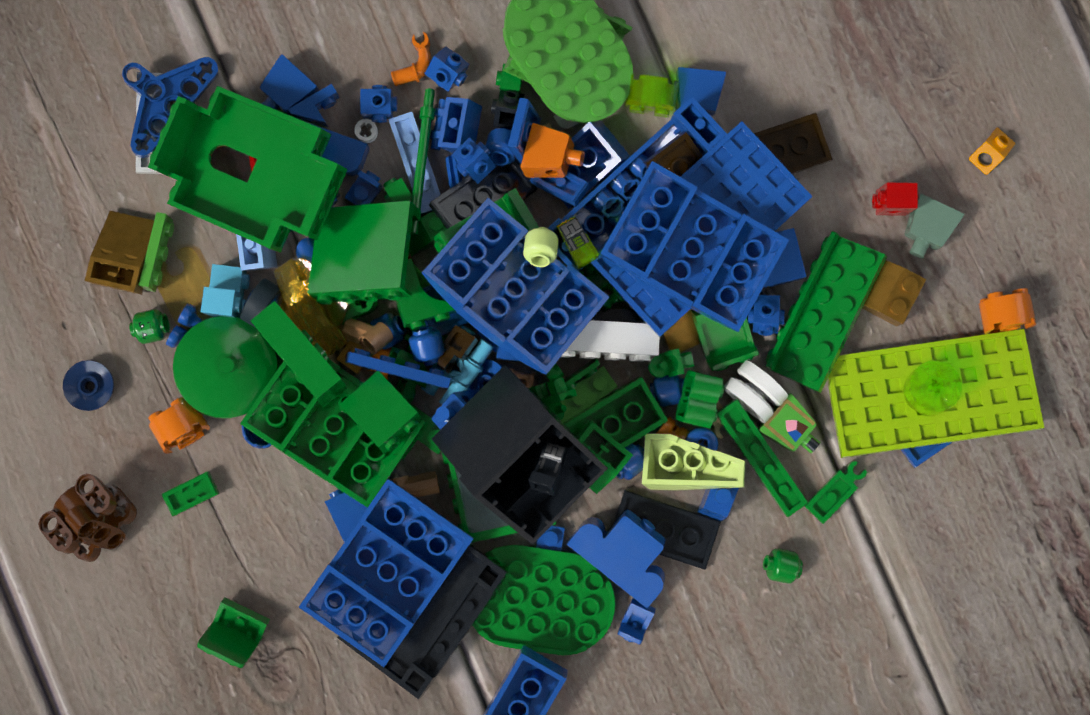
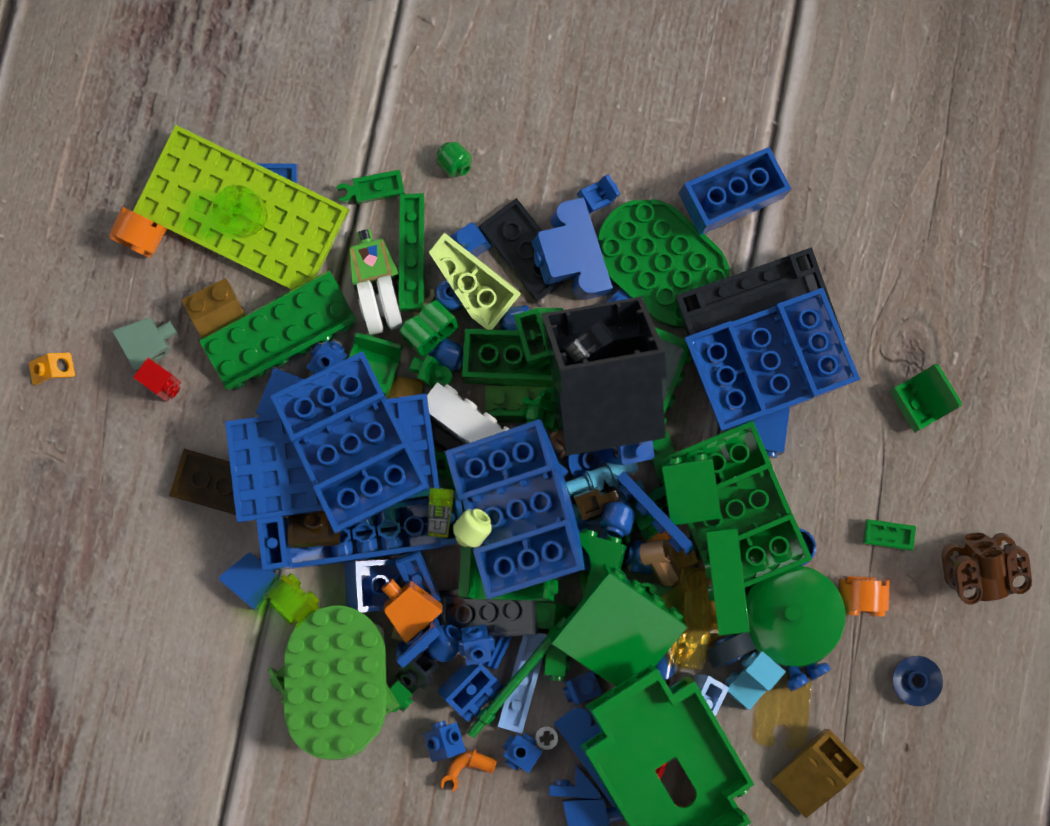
camera: 145 degrees left, 5 degrees down
(149, 326) = (835, 695): green head -> none
(156, 252) = (789, 753): bright green plate -> none
(419, 485) = (700, 416): medium nougat piece -> none
(671, 428) = (466, 320): orange wheel -> none

